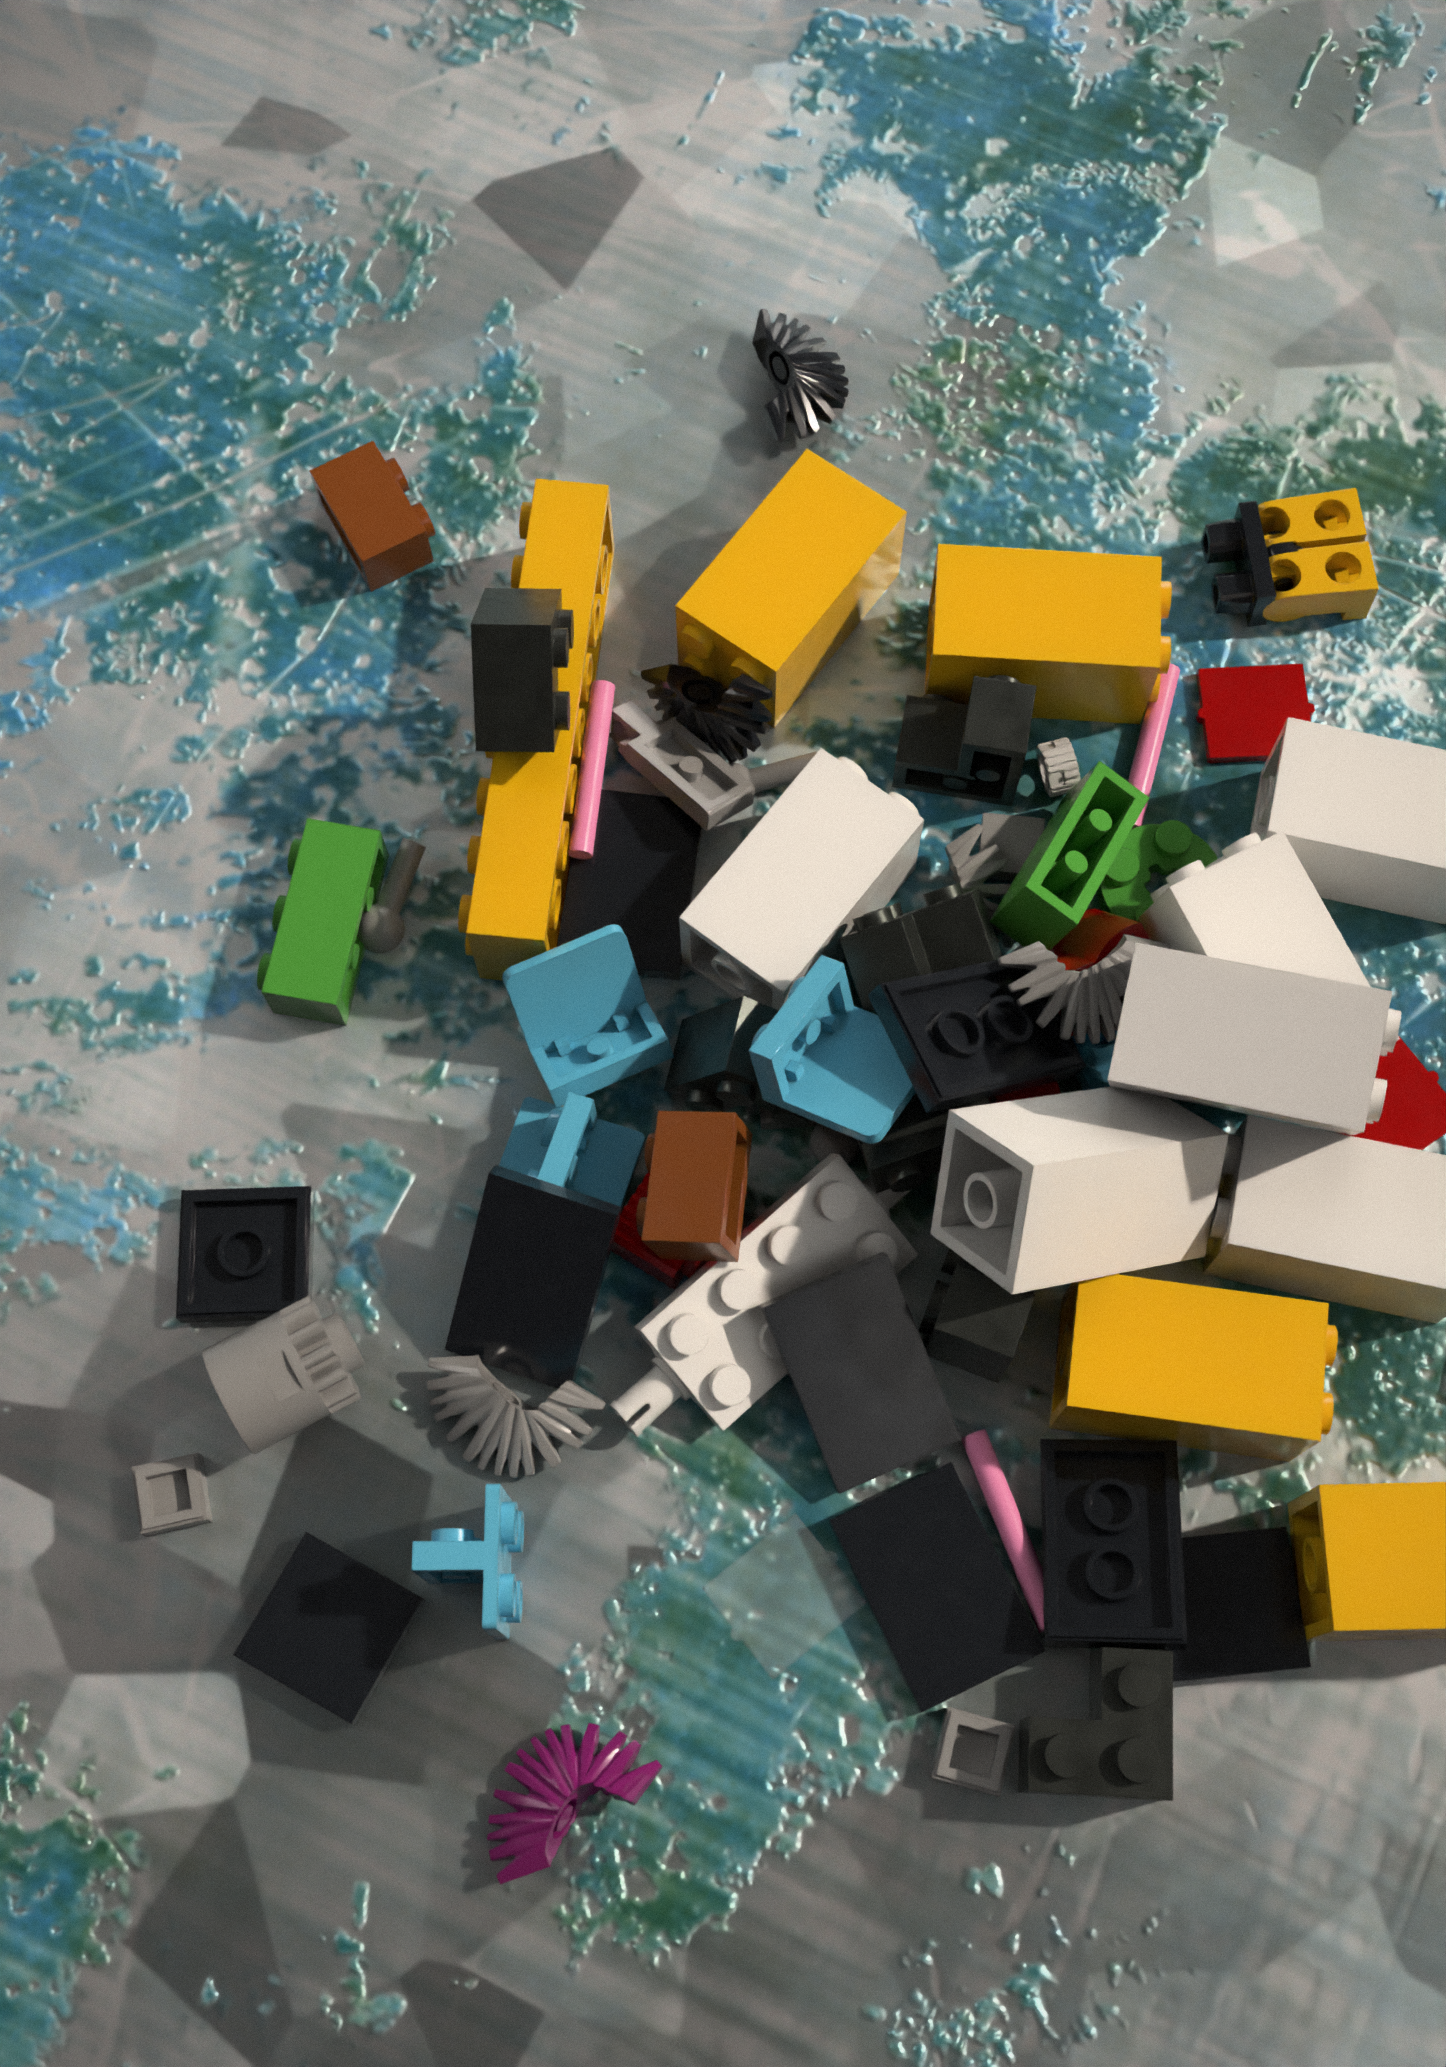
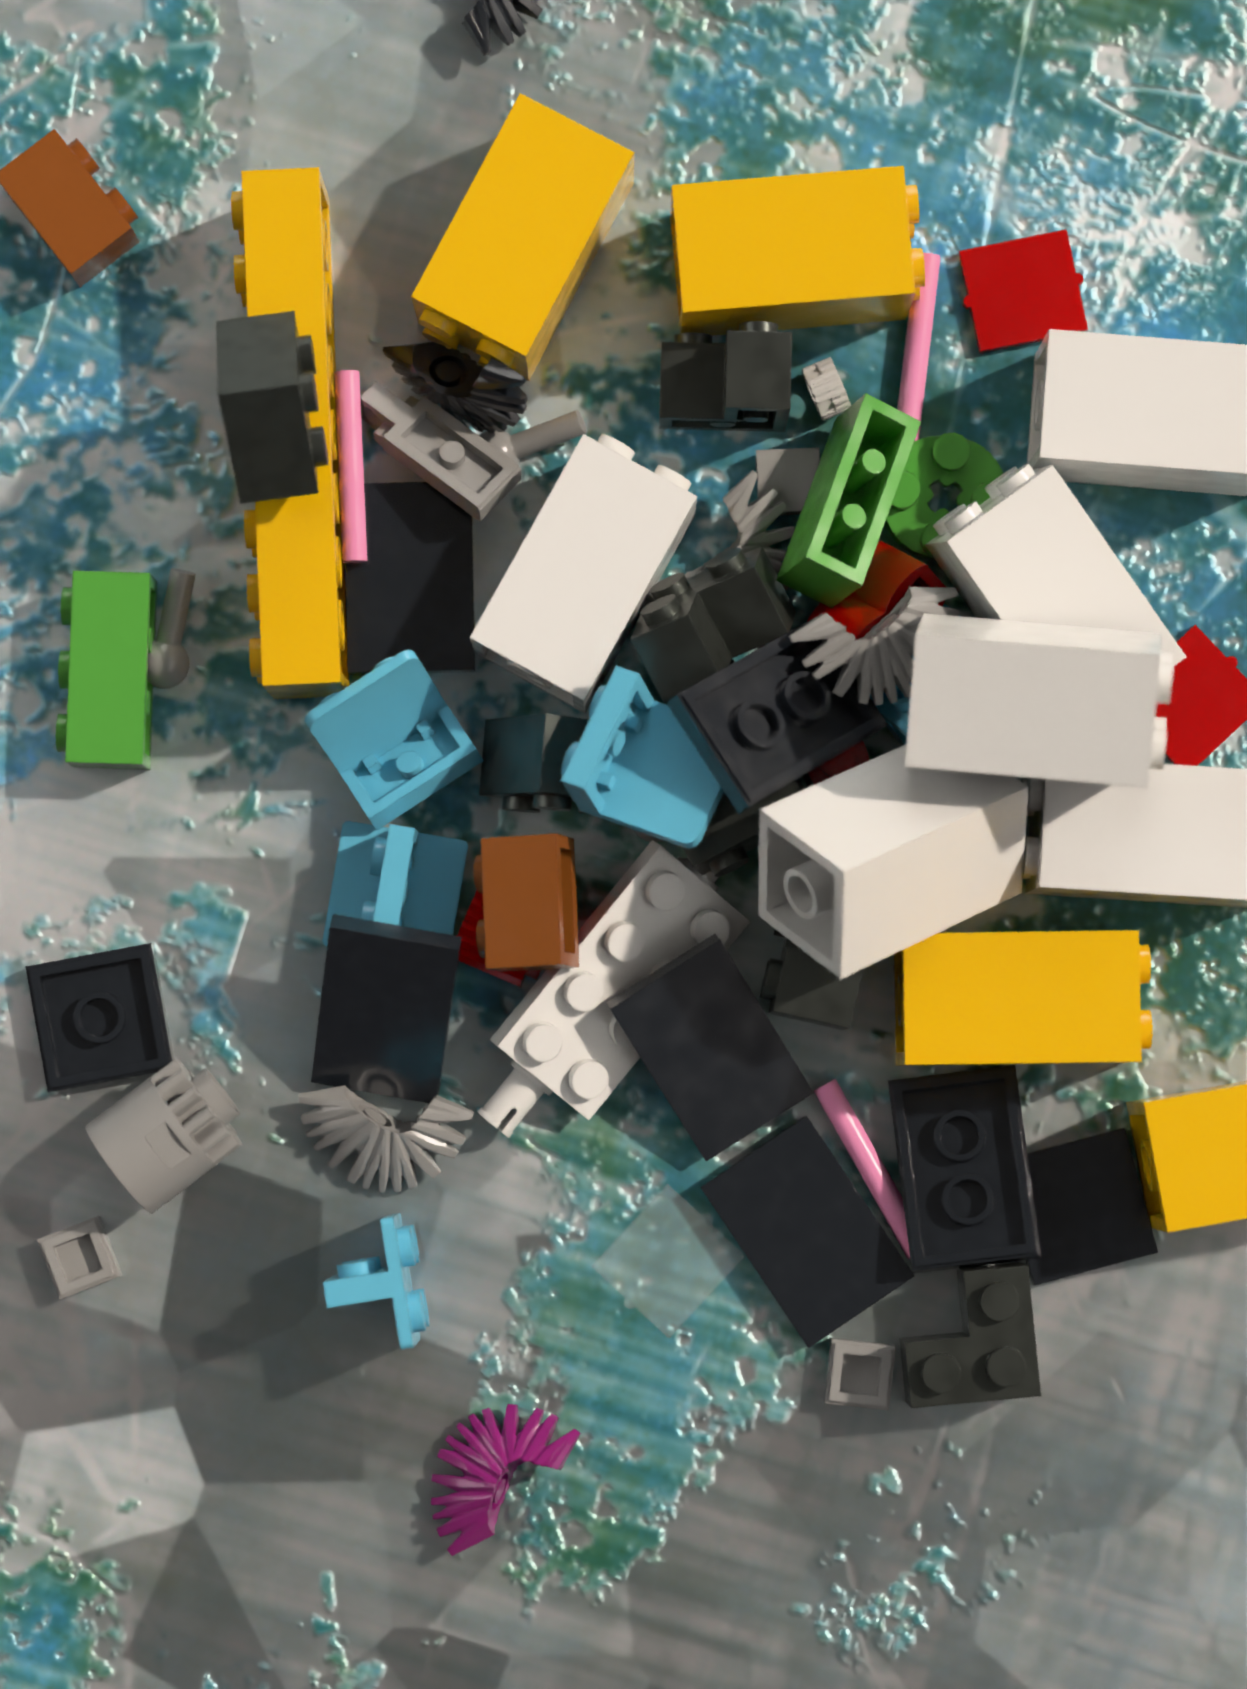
camera: 10 degrees left, 15 degrees up
(329, 1628) = (253, 1355): black tile -> none
(1293, 559) = (1044, 115): yellow hips -> none

